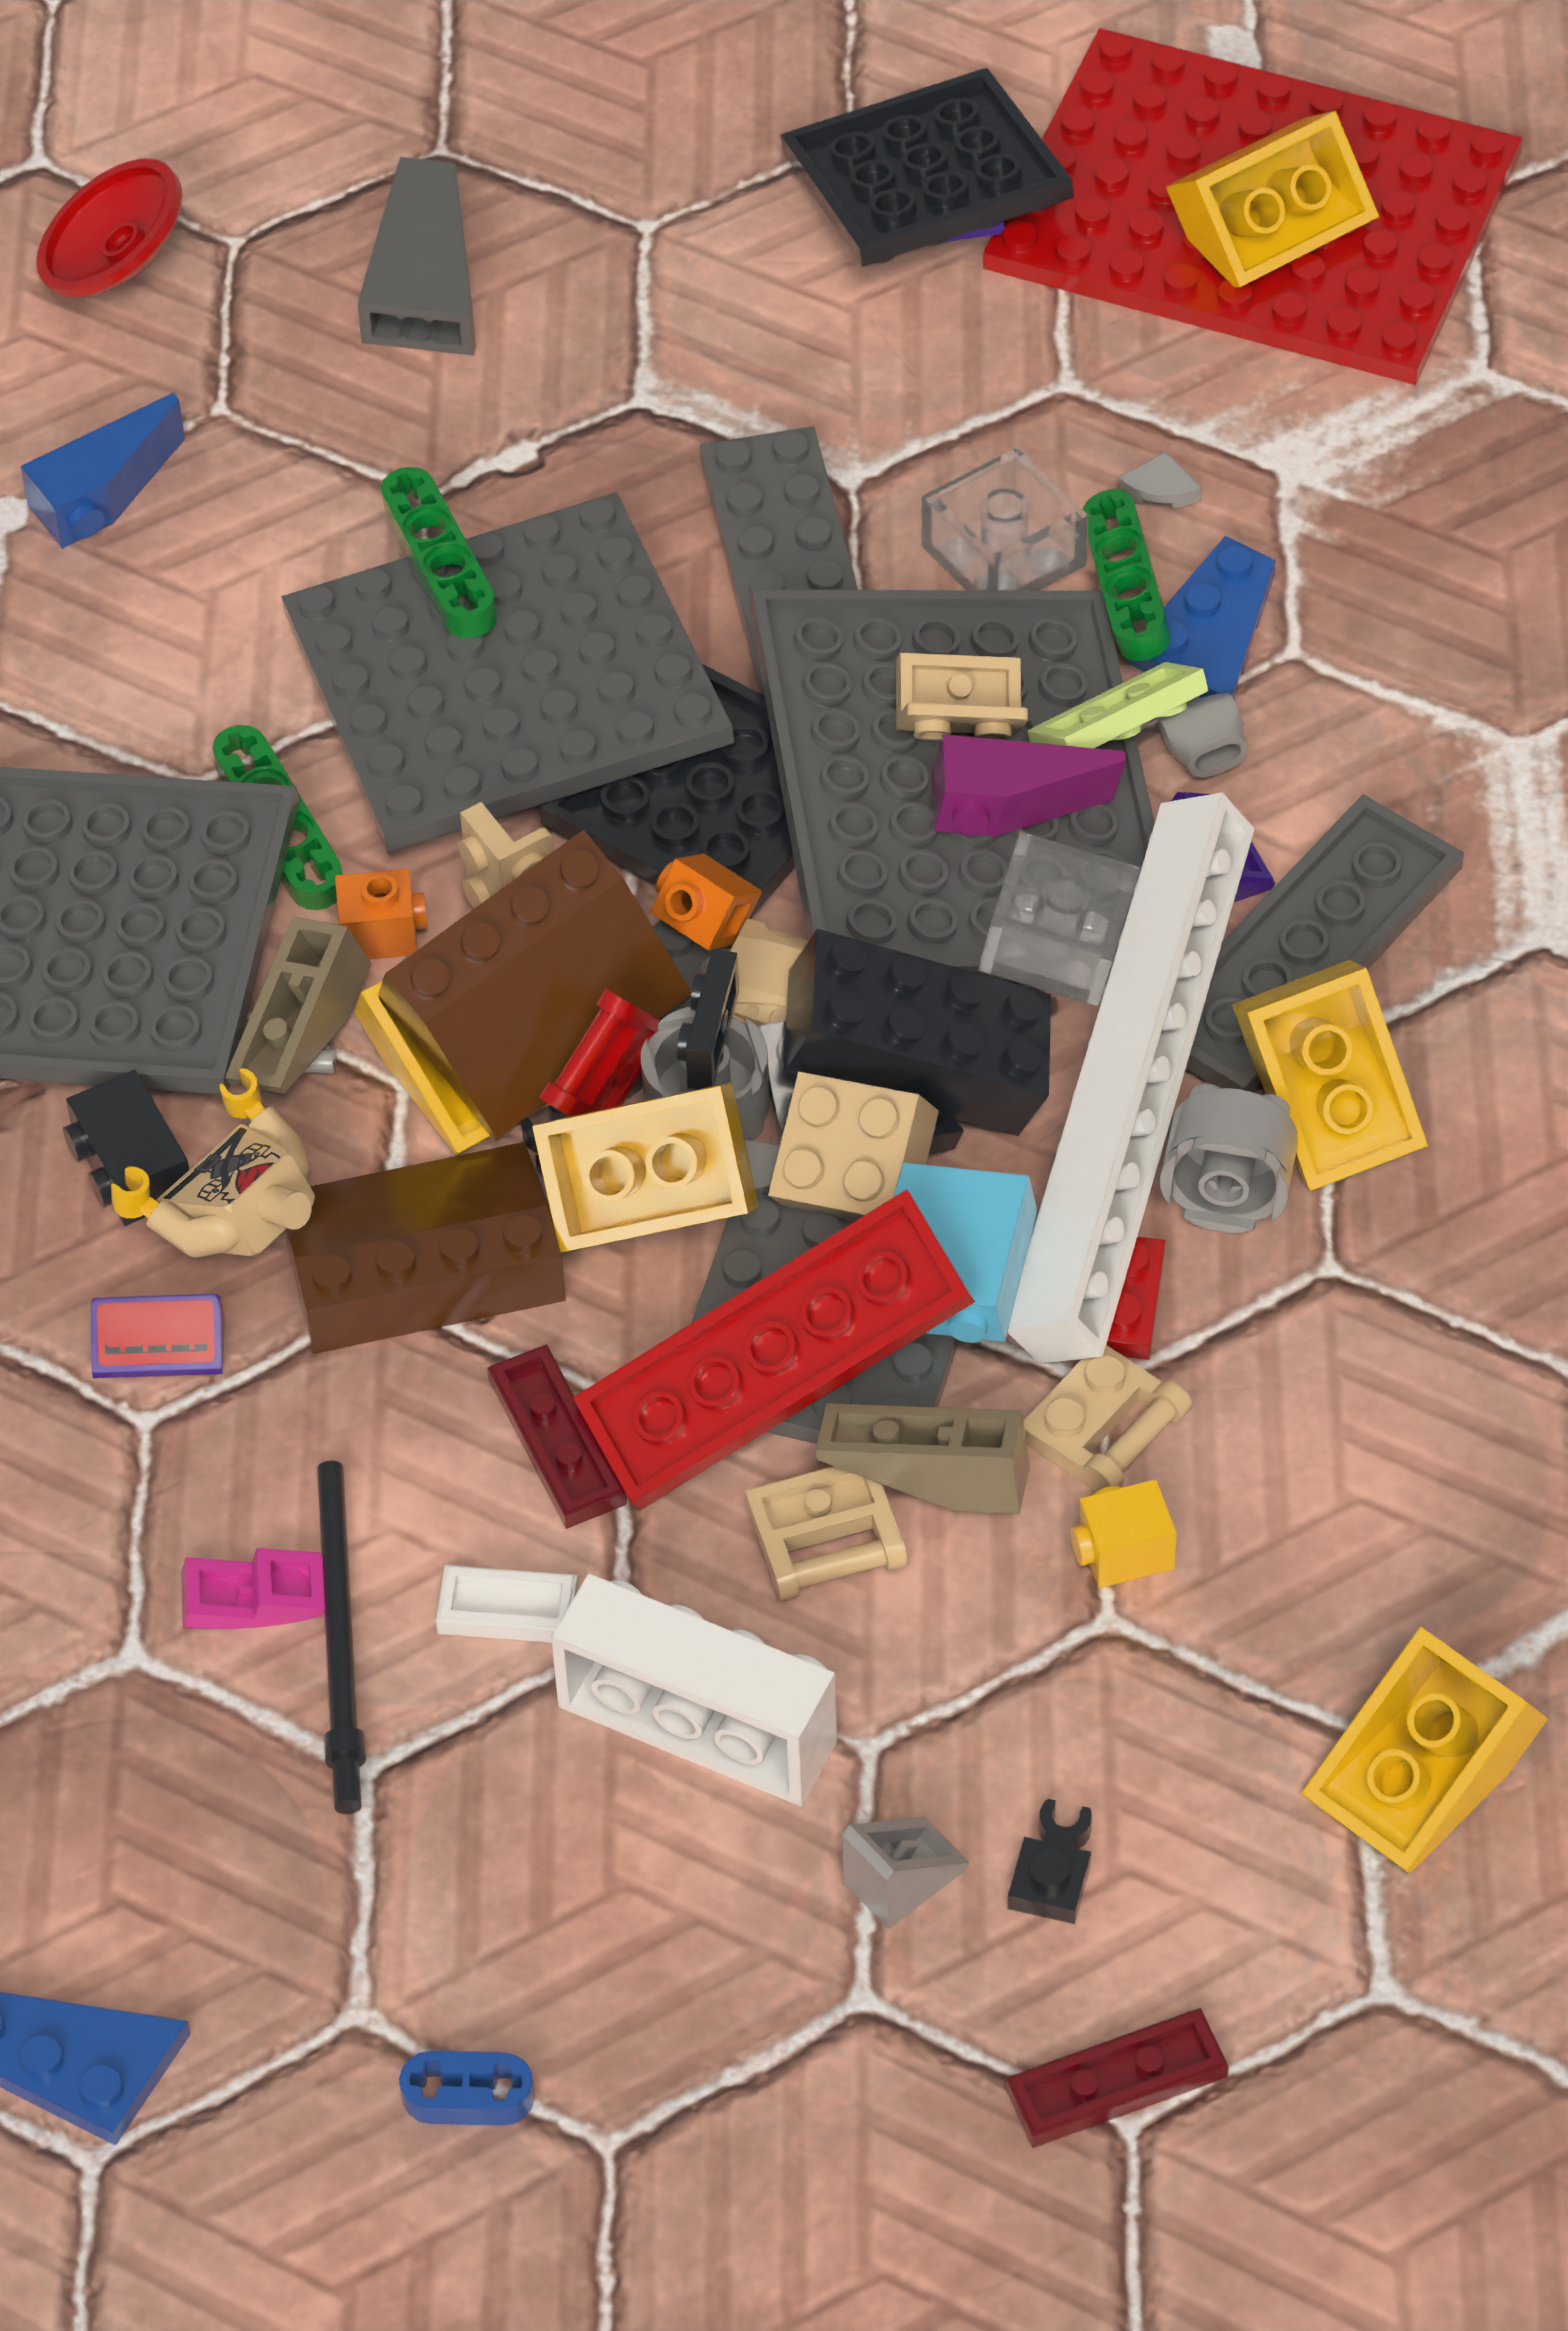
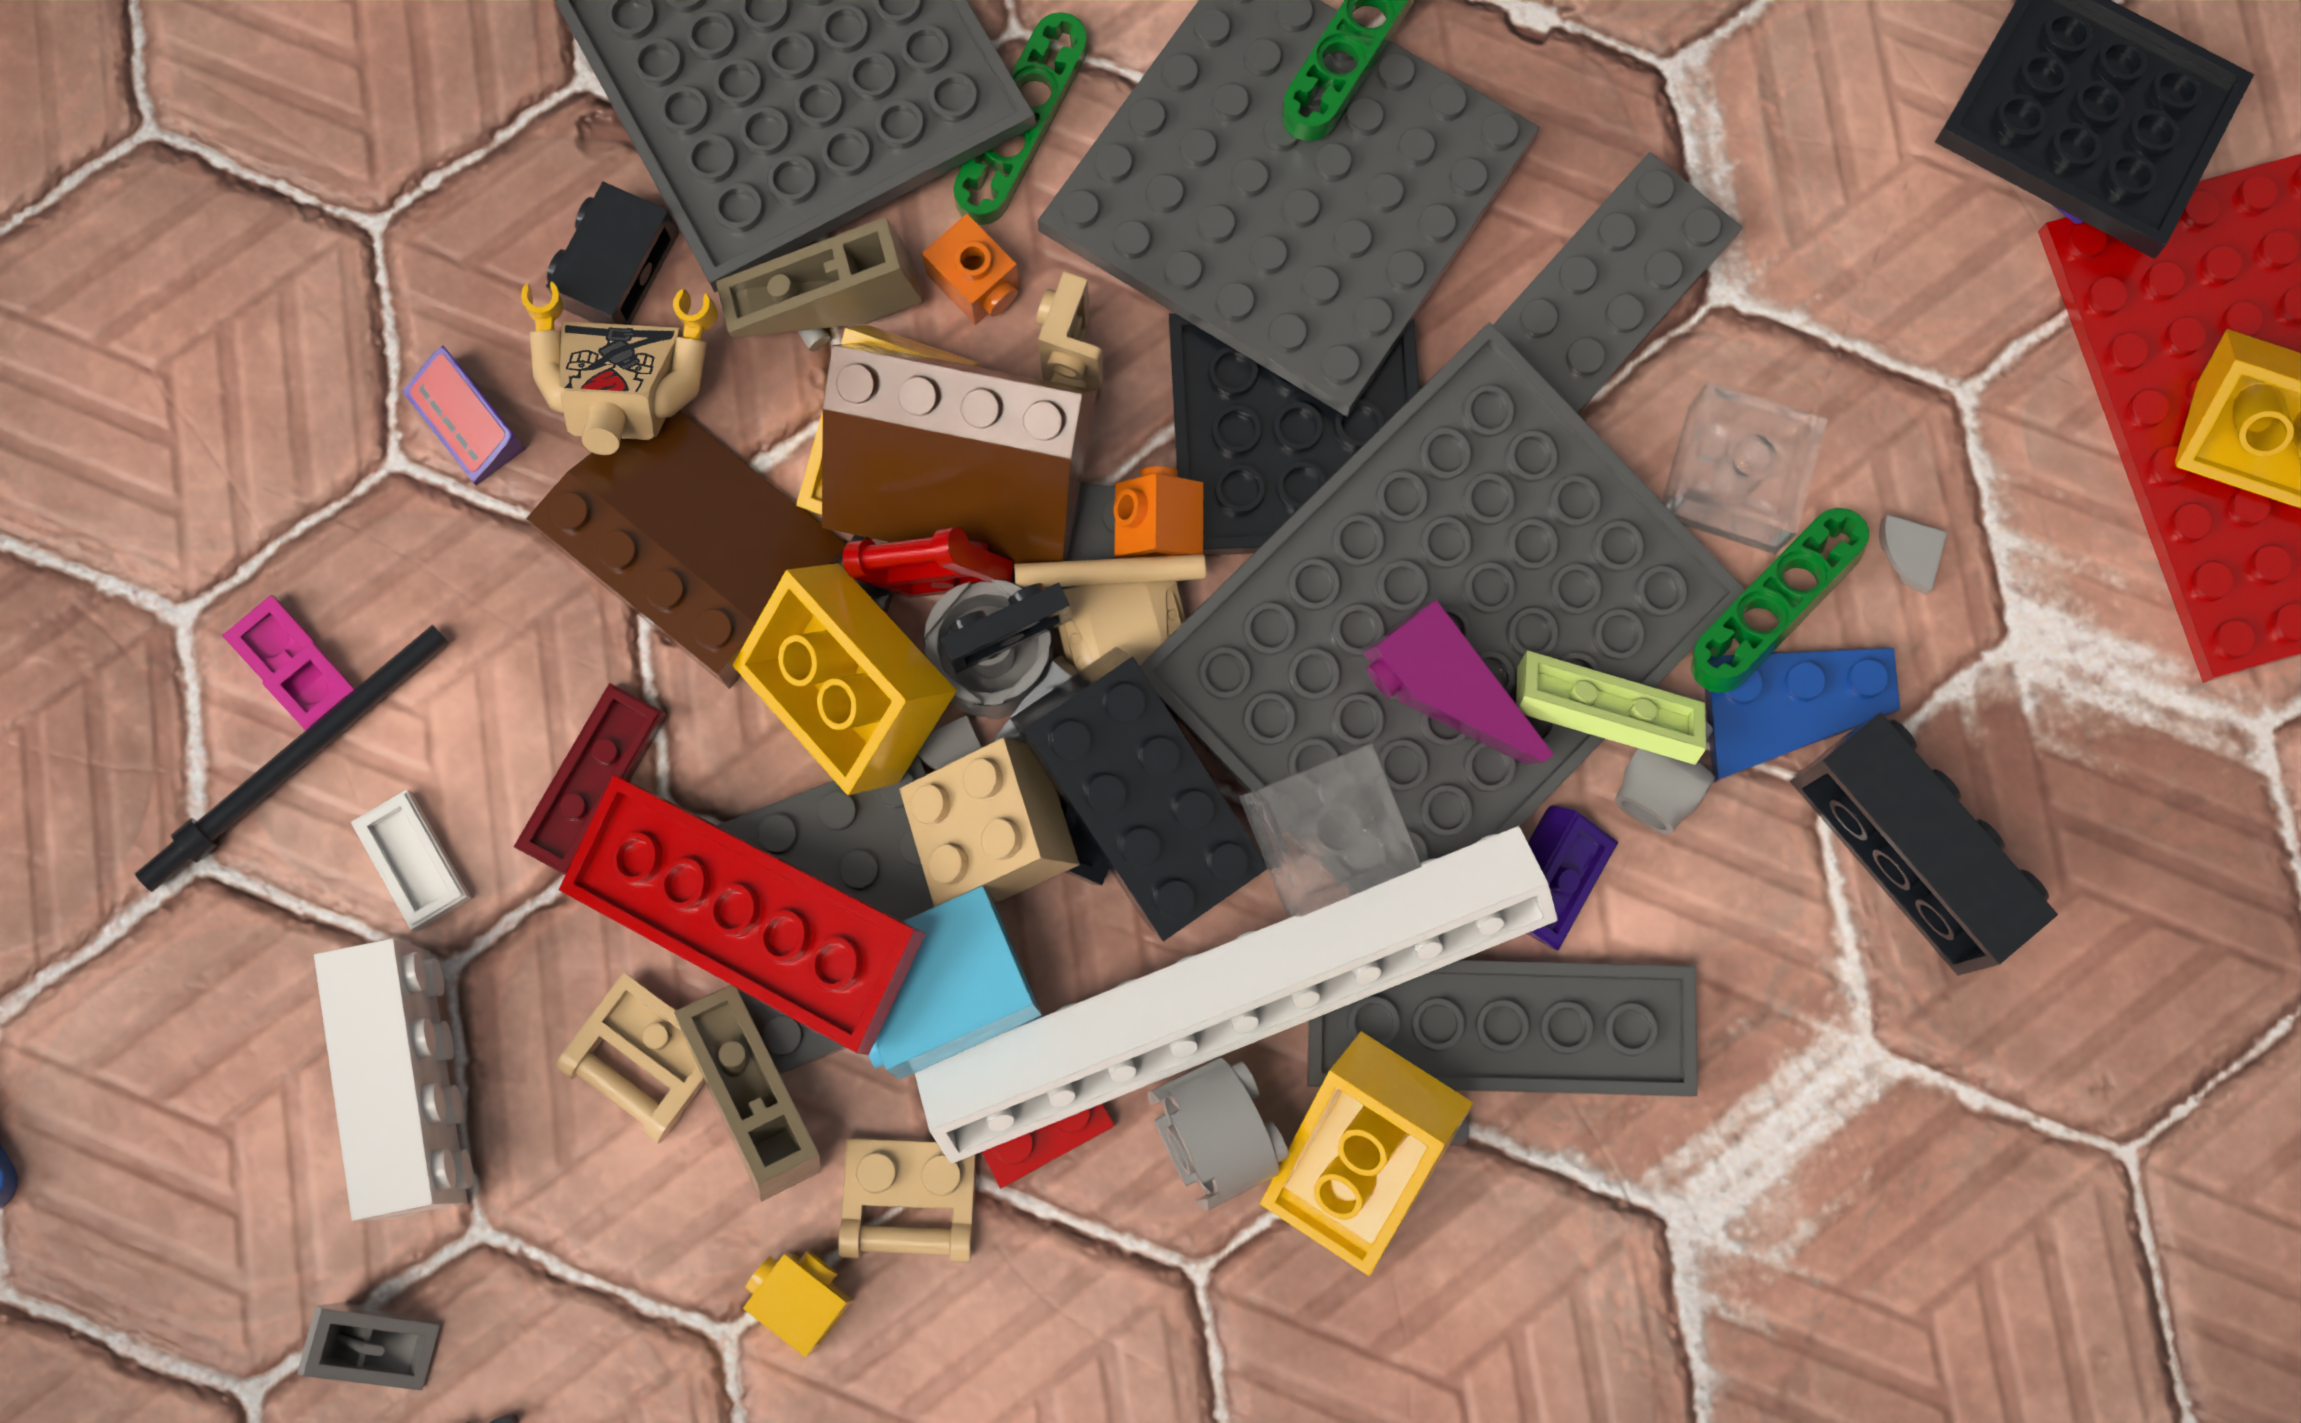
camera: 50 degrees right, 25 degrees up
(729, 939) = (1111, 571): none -> tan bar
(959, 695) = (1507, 574): tan bracket -> none
(1391, 596) = (1925, 846): none -> black brick

